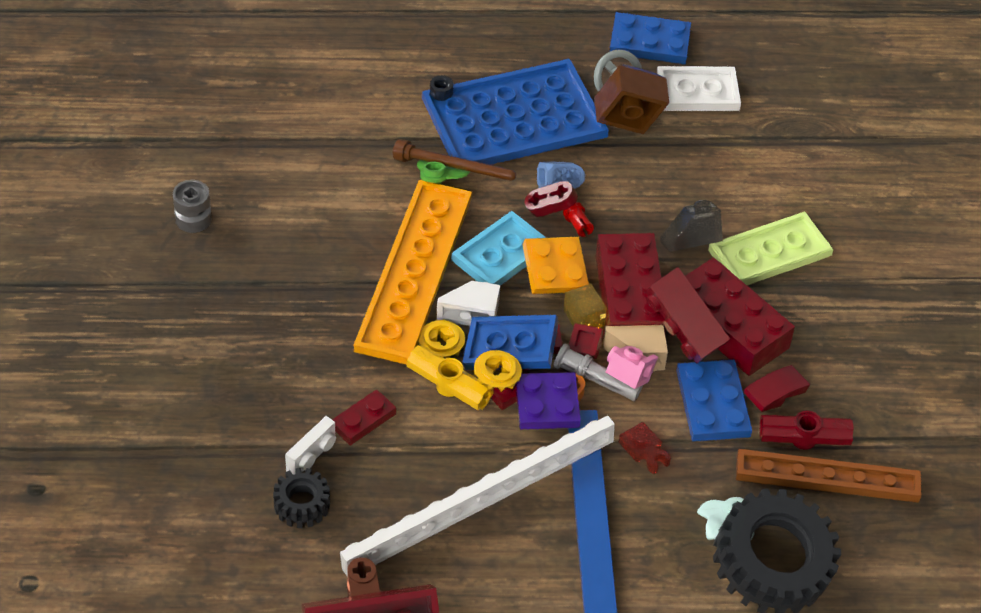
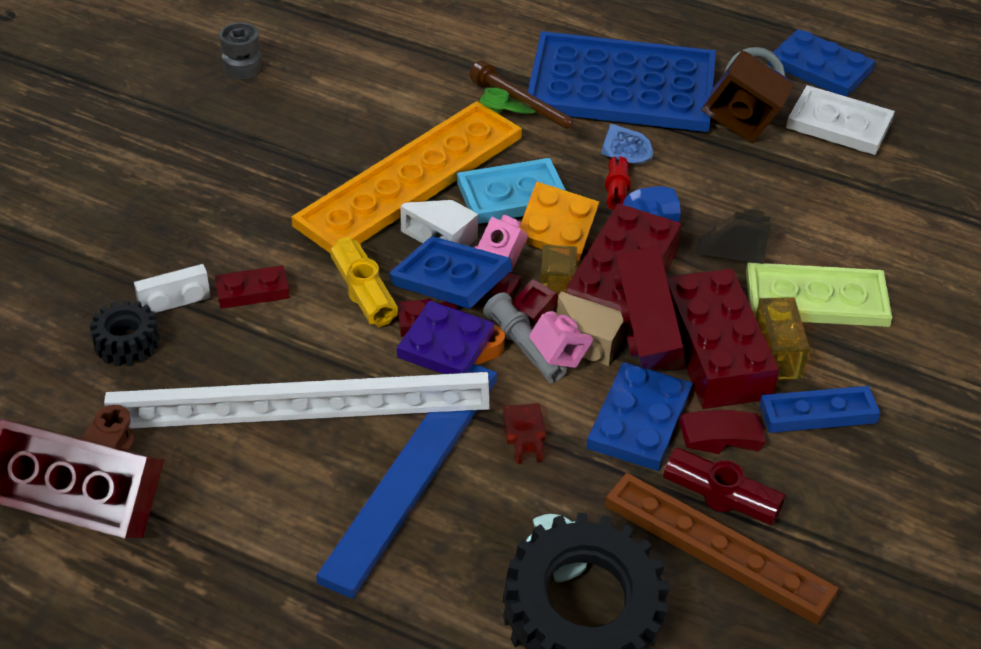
camera: 30 degrees right, 5 degrees down
(441, 93) = (559, 31): black axle -> none
(448, 332) = (380, 239): yellow gear -> none
(490, 361) = (409, 277): yellow gear -> none
(530, 287) = (512, 242): none -> bright pink brick
(551, 199) = (599, 160): dark red beam -> none
(617, 220) = (657, 201): none -> blue rock
(776, 292) = (784, 334): none -> clear yellow brick
(828, 343) = (819, 409): none -> blue plate

